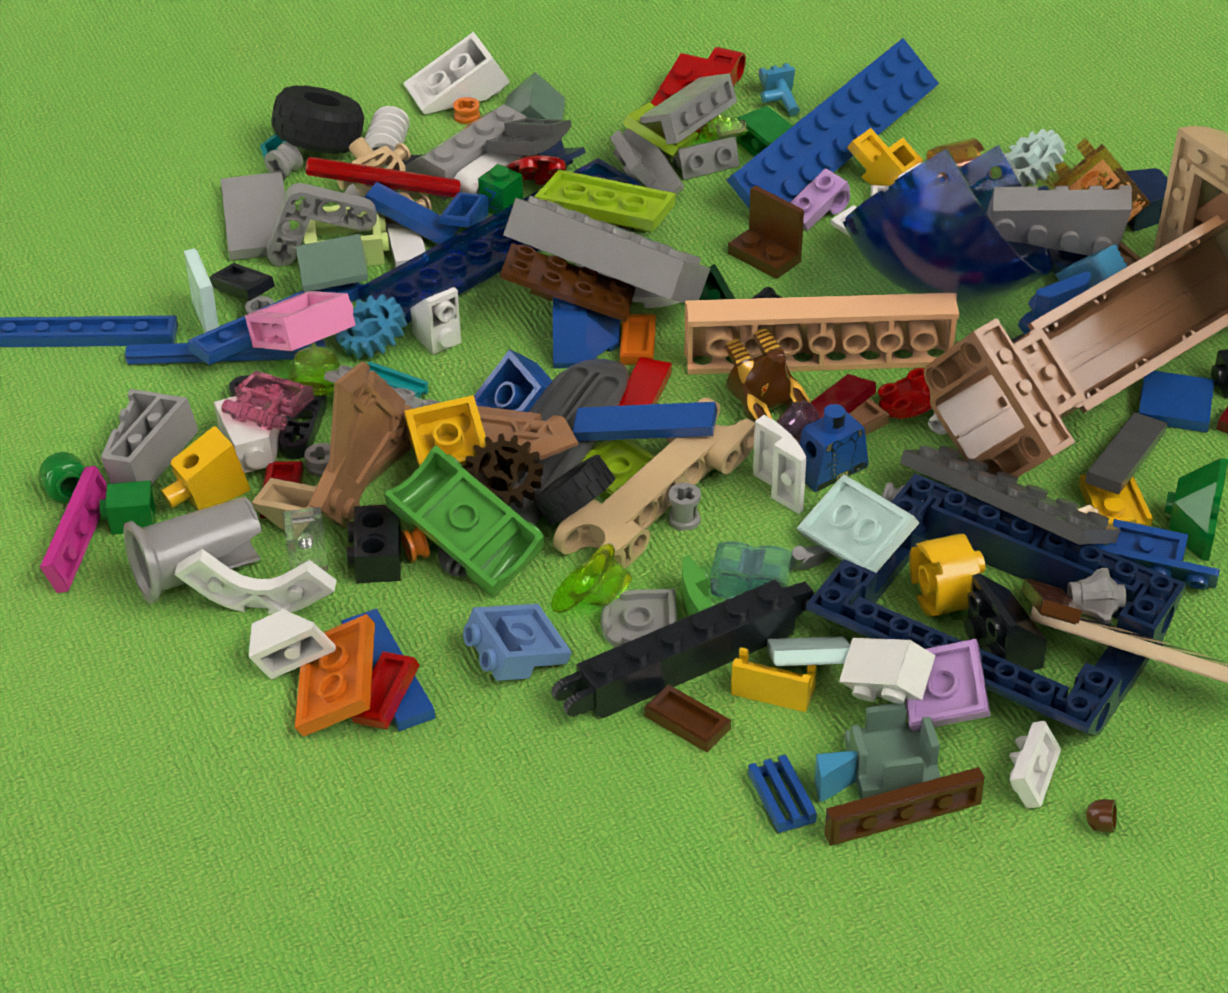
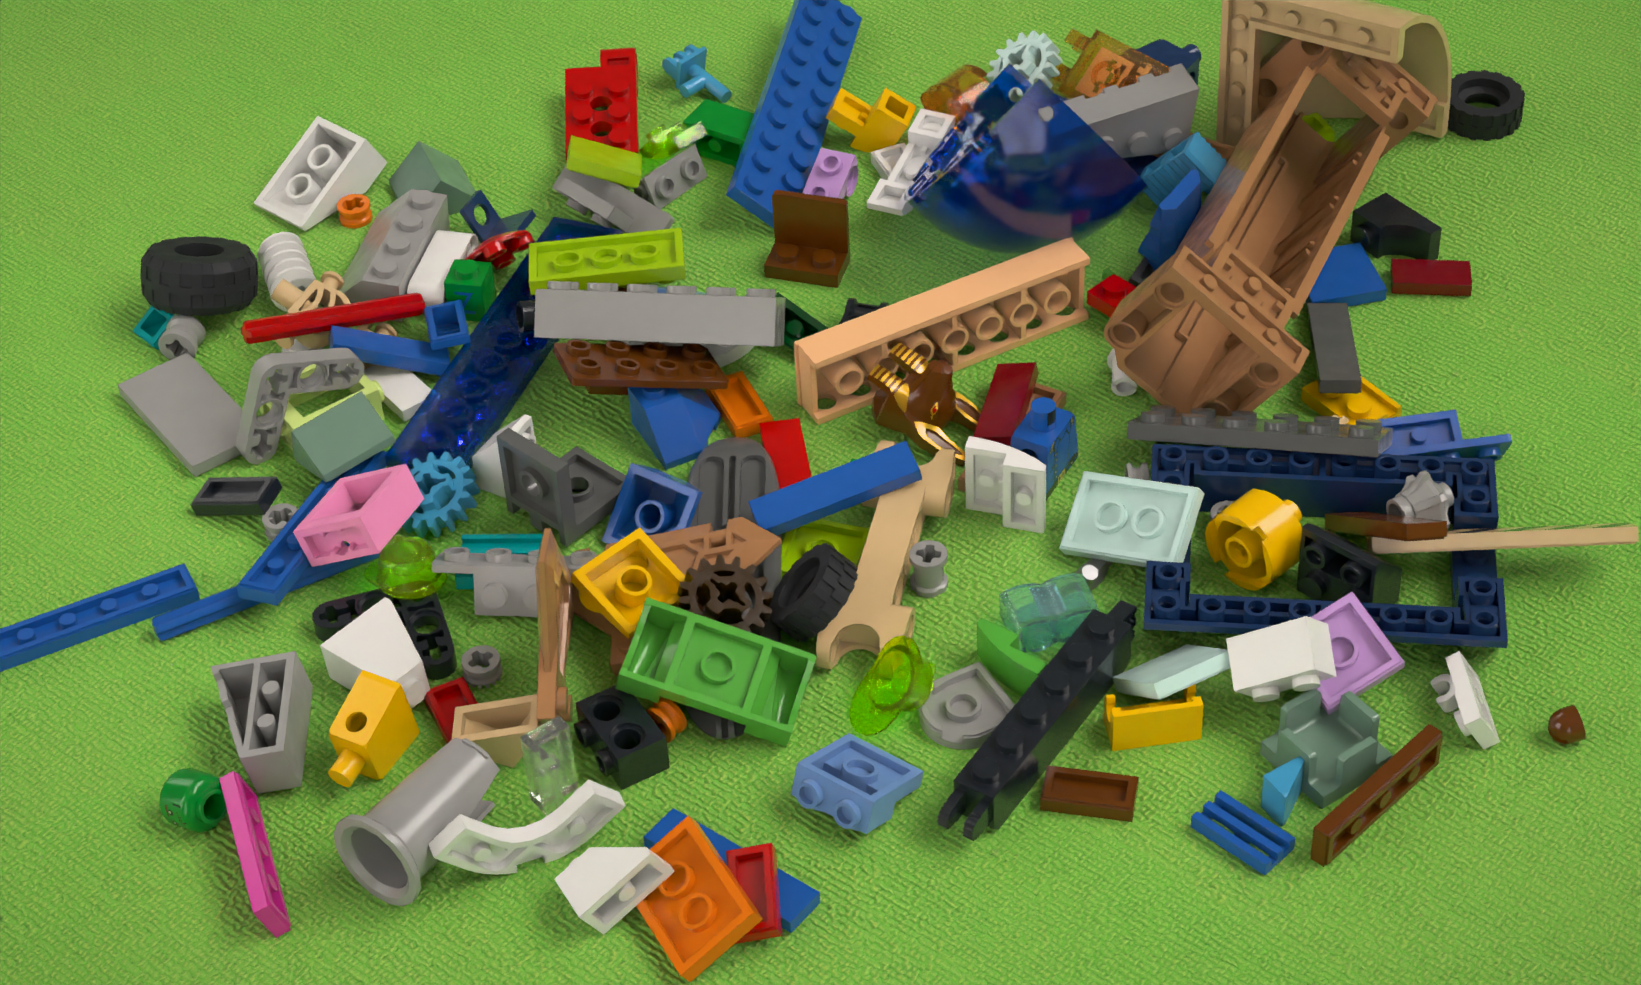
camera: 25 degrees left, 0 degrees up
(128, 503) = (300, 805): green brick -> none
(201, 290) = (210, 526): light aqua tile -> none
(274, 397) = (394, 609): clear pink plate -> none
(448, 356) = (545, 485): none -> dark grey bracket
(528, 136) = (471, 216): dark grey slope -> none
(693, 106) = (627, 124): light grey panel -> none
(797, 417) = (995, 426): cone -> none
(906, 396) = (1076, 363): red dish -> none
(1197, 506) = (1442, 376): green slope -> none

